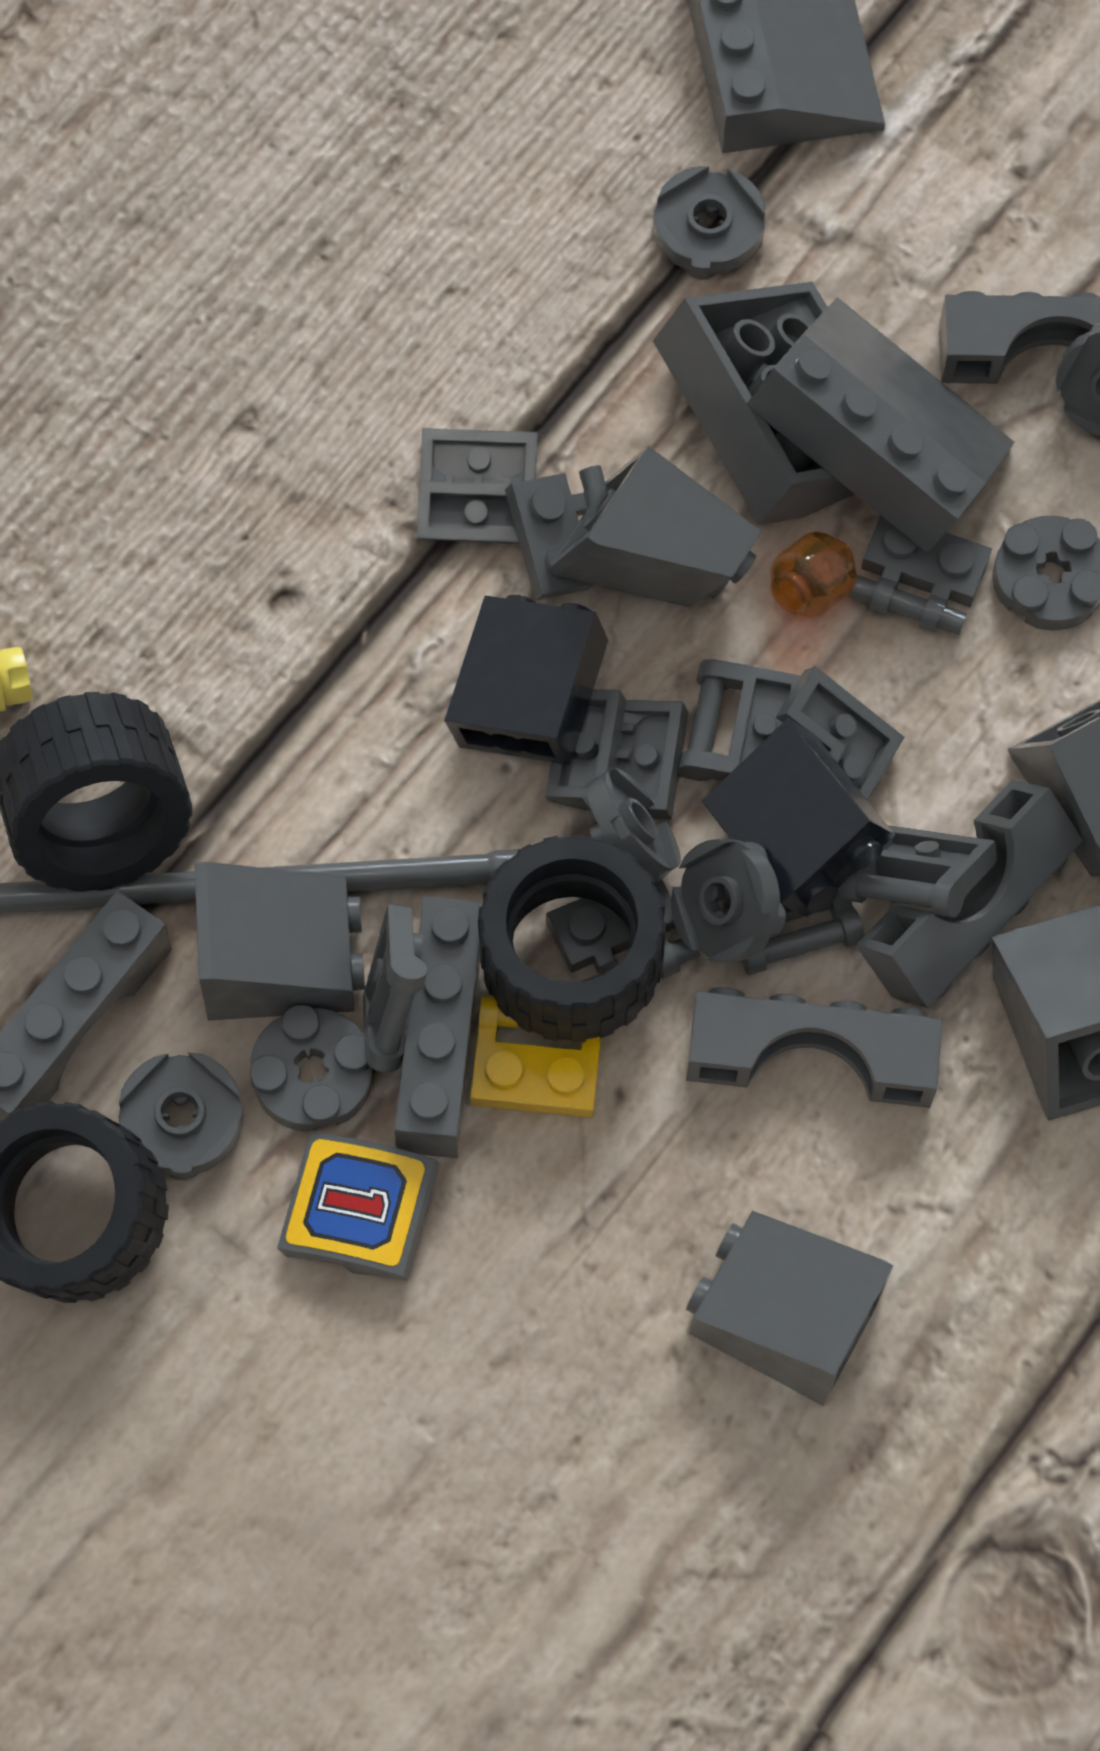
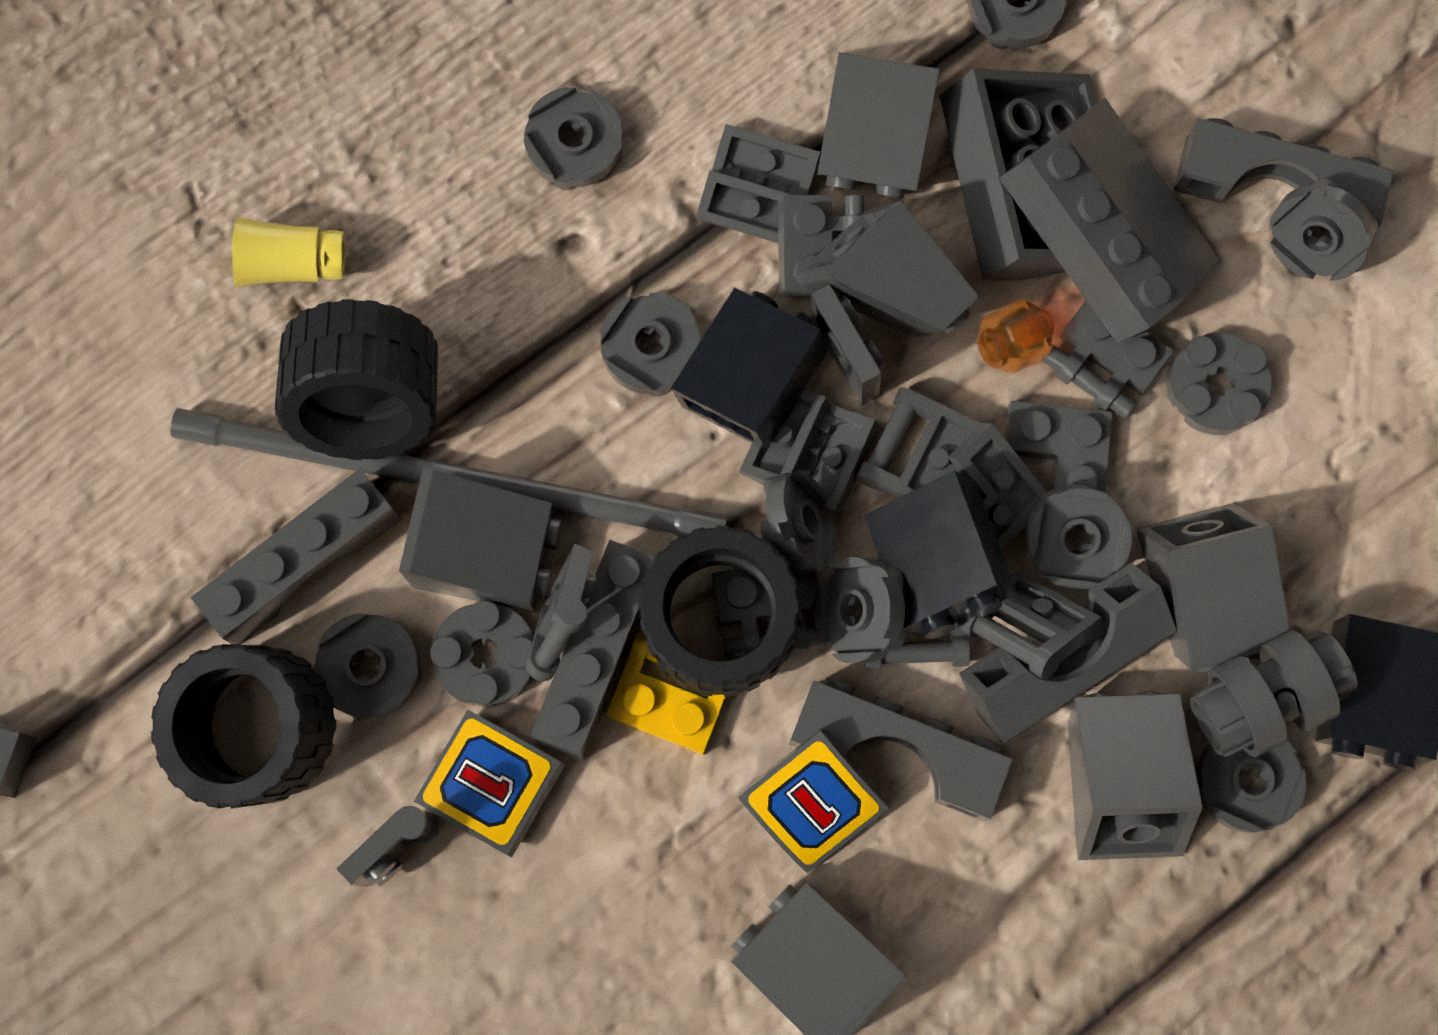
camera: 15 degrees right, 10 degrees up
(255, 1309) = (379, 855): none -> dark grey plate
(260, 515) = (570, 165): none -> dark grey plate
(388, 657) = (644, 316): none -> dark grey plate
(592, 383) = (877, 124): none -> dark grey slope
(636, 634) = (856, 359): none -> dark grey plate
(734, 1124) = (813, 801): none -> slope
(912, 673) = (1068, 435): none -> dark grey plate
(917, 747) = (1095, 560): none -> dark grey plate

